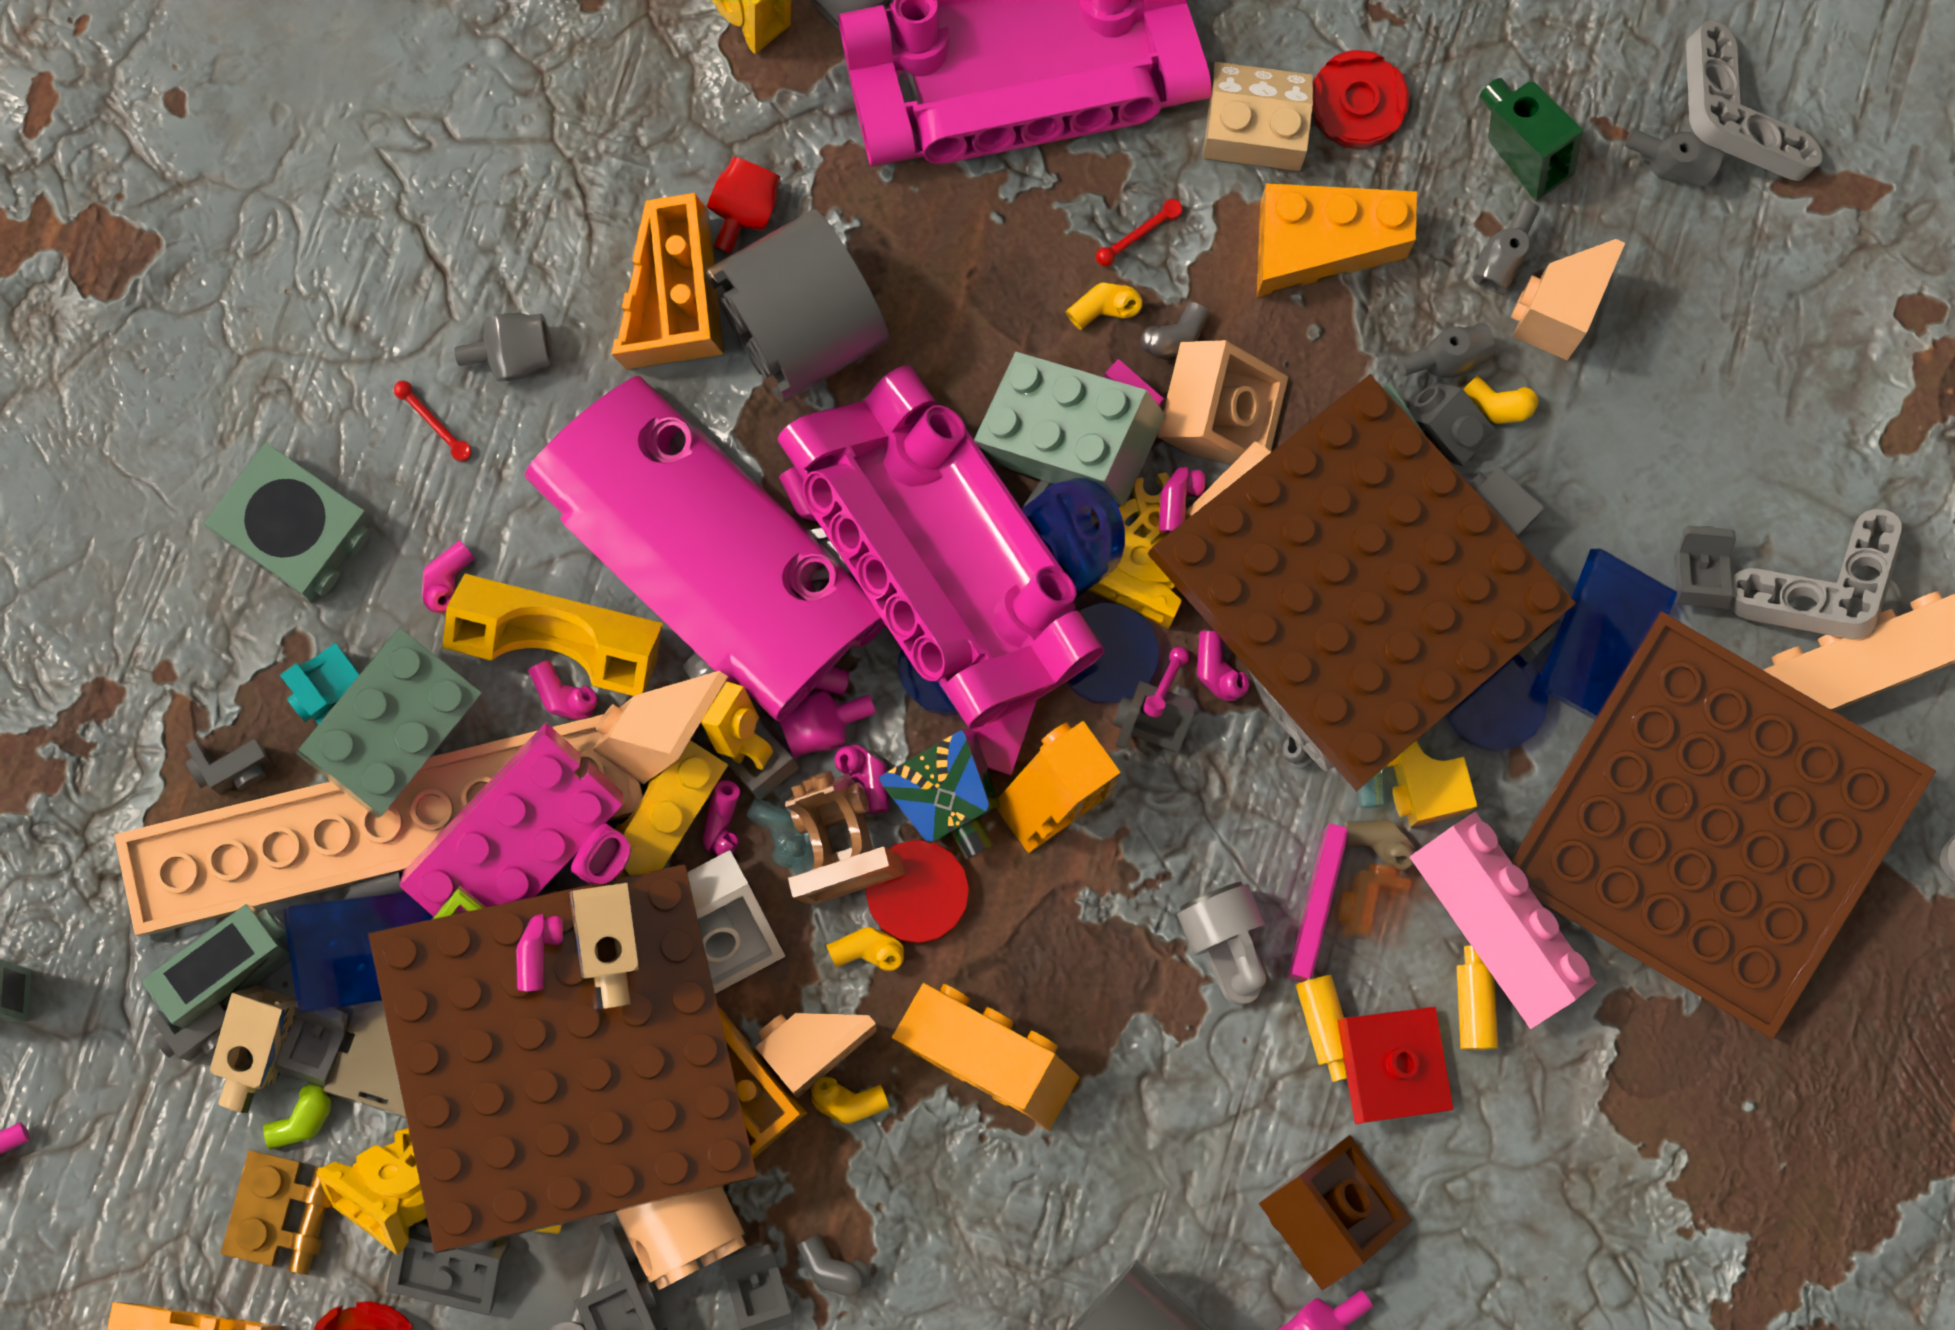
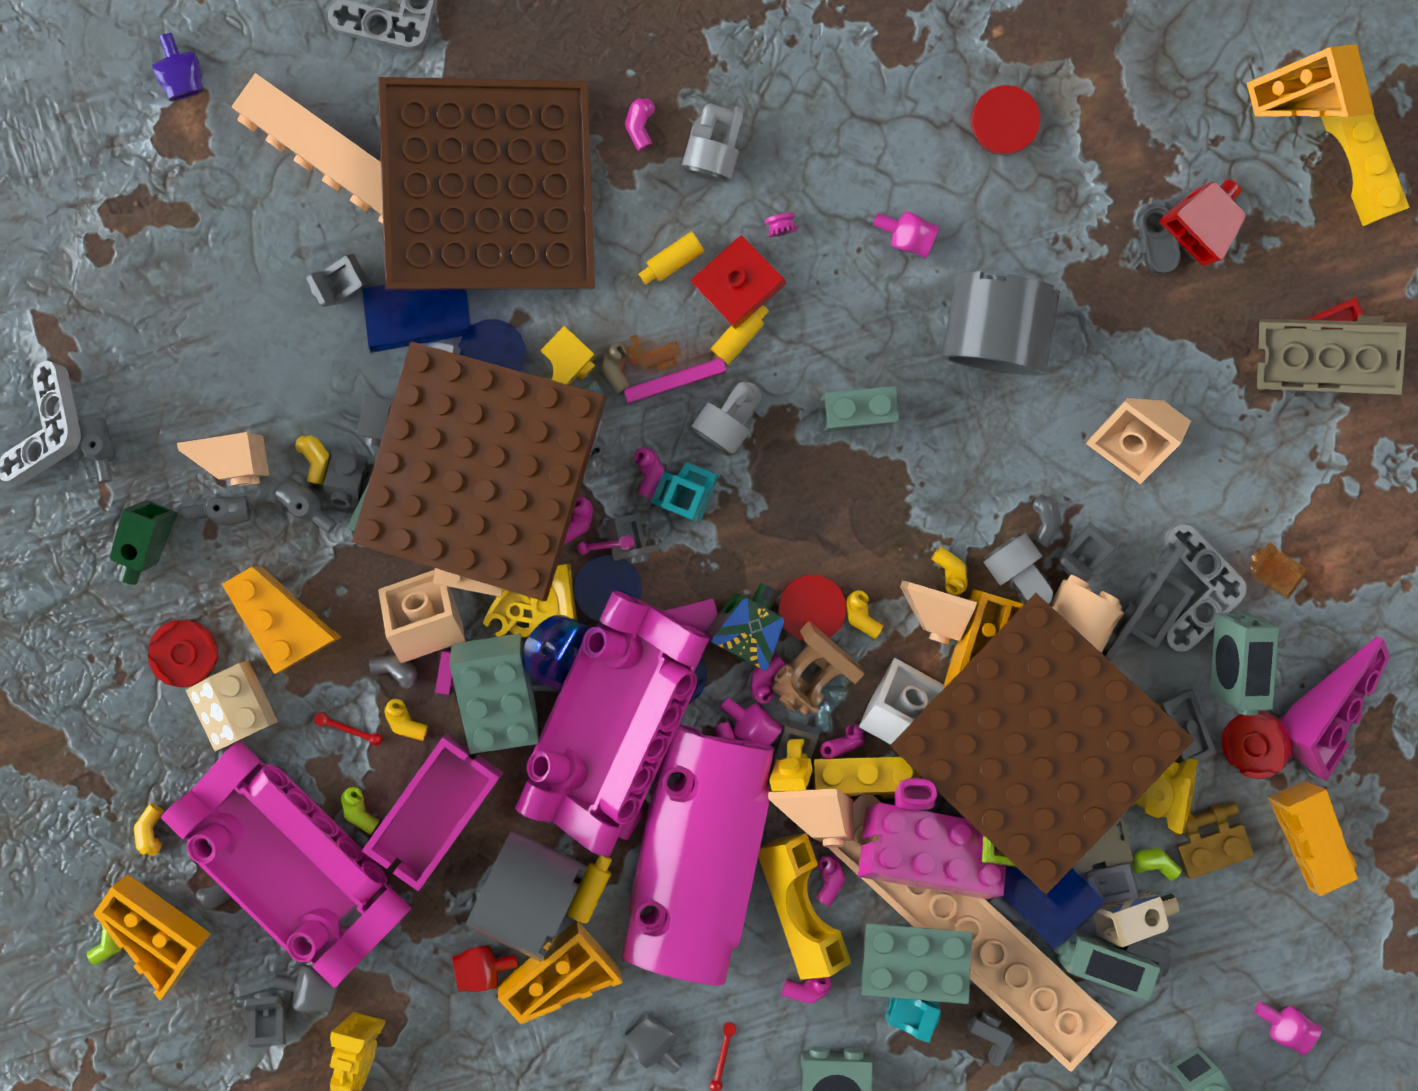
camera: 120 degrees left, 10 degrees up
(530, 950) = (997, 799): dark pink arm -> none
(601, 914) = (955, 771): tan torso -> none
(748, 392) = (590, 890): none -> yellow cylinder
(808, 1185) = (1015, 562): none -> light grey piece
(973, 265) = (432, 811): none -> dark pink piece
(987, 1053) = (879, 511): light orange wedge -> none
(1032, 177) = (354, 810): none -> lime arm
(1058, 785) = (708, 568): light orange wedge -> none
(1136, 1107) = (859, 409): none -> sand green brick
(1166, 826) = (687, 492): none -> teal brick
(1174, 494) = (497, 608): dark pink arm -> none
(1223, 803) = (651, 469): none -> dark pink arm
(1335, 1212) = (840, 264): reddish brown slope -> none
(1436, 1169) = (781, 223): none -> dark pink bush
(1503, 920) = (618, 271): bright pink brick -> none
(1578, 1131) = (708, 157): none -> light grey piece
(1682, 1068) = (636, 120): none -> dark pink arm
(1832, 599) = (310, 196): light grey beam -> none

